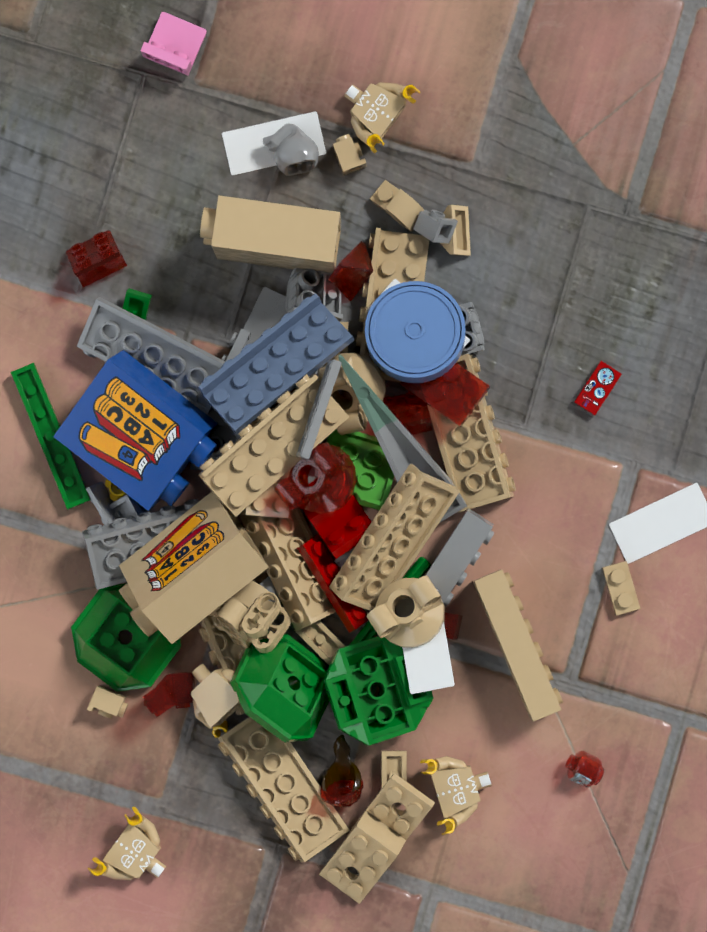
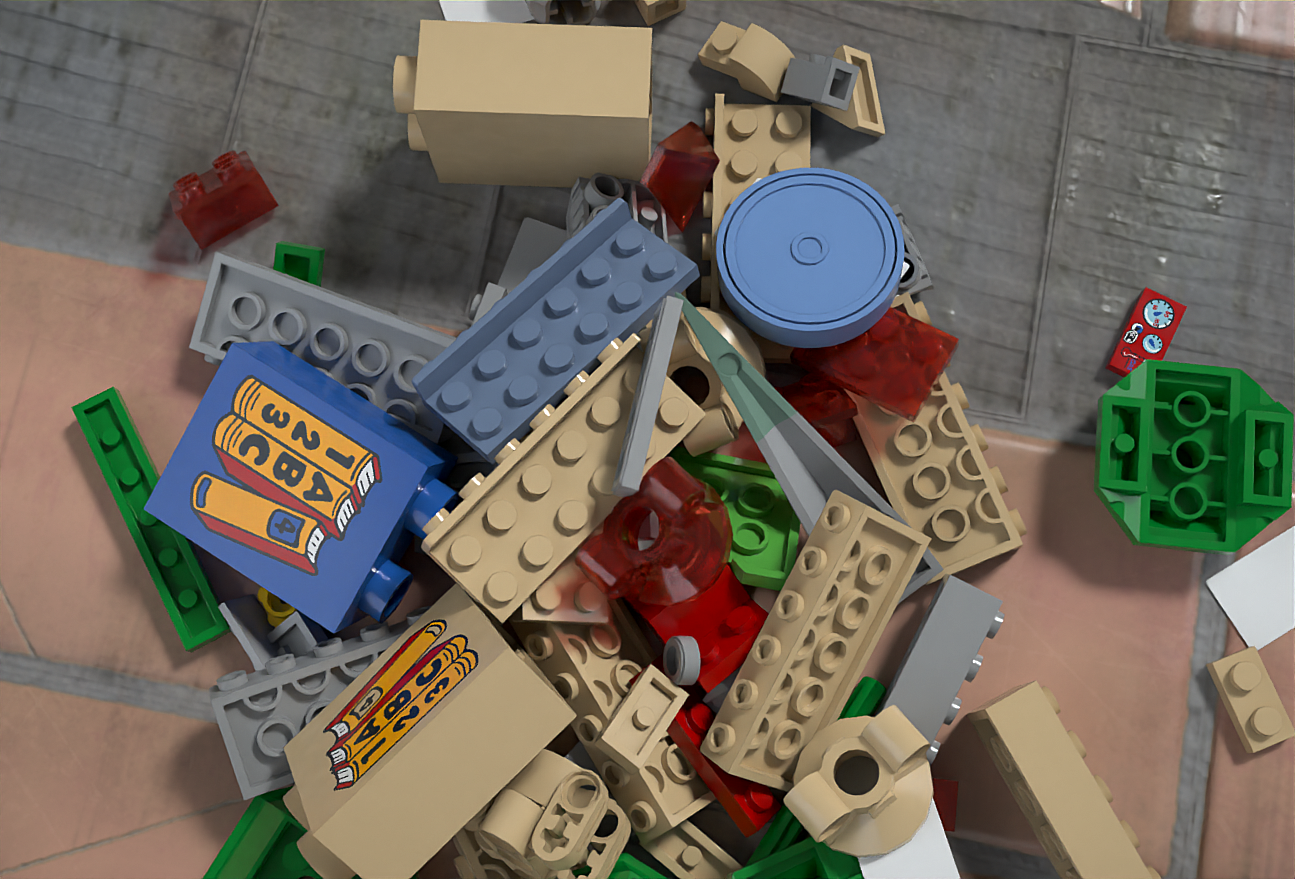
camera: 10 degrees left, 10 degrees down
(301, 569) = (641, 719): none -> tan plate
(324, 541) = (682, 660): none -> light grey tile
(631, 452) = (1236, 447): none -> green piece

